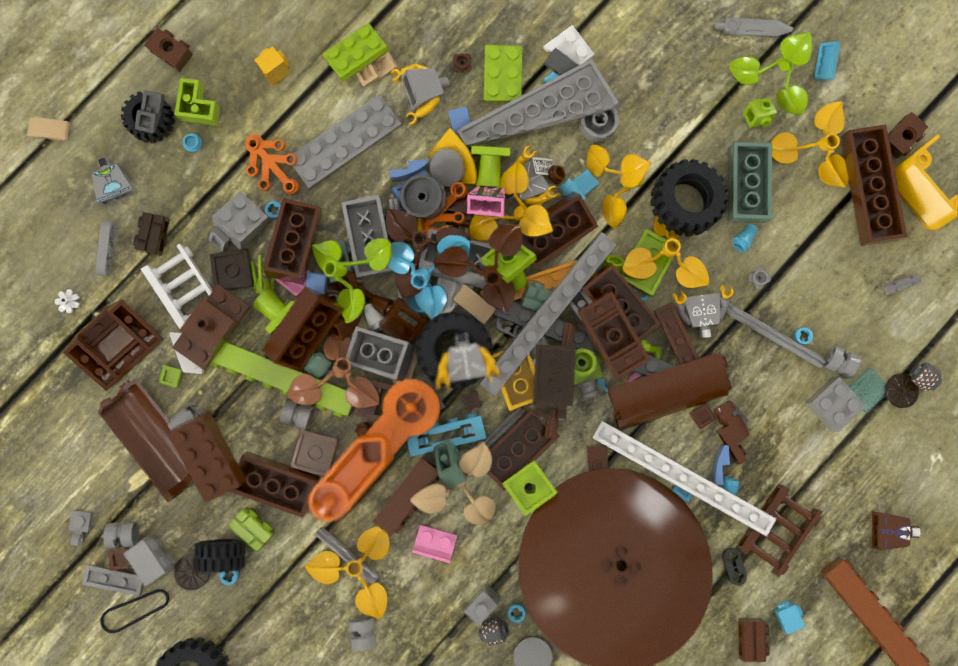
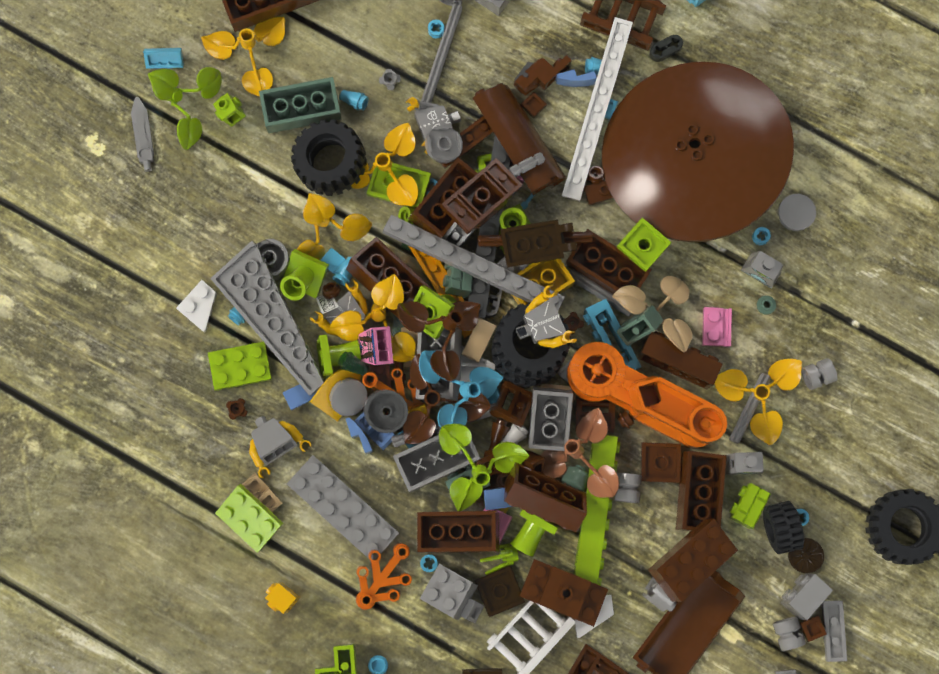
camera: 105 degrees left, 5 degrees down
(128, 602) = (849, 609): black piece -> none
(170, 376) = (621, 626): lime tile -> none
(292, 534) = (744, 463): none -> light grey torso
(445, 592) = (762, 309): none -> sand green plate
(476, 175) = (352, 363): none -> clear green cone
(494, 631) = (784, 251): dark grey head -> none
(559, 62) = (218, 309): dark grey slope -> none
(575, 147) = (303, 276): none -> lime plant
(588, 389) = (535, 213): light grey wheel -> none
(619, 463) = (595, 170): none -> reddish brown plate
(637, 389) = (527, 164): none -> light grey axle
(677, 312) = (443, 144): none -> light grey tile
(753, 639) = (728, 18): reddish brown brick -> none

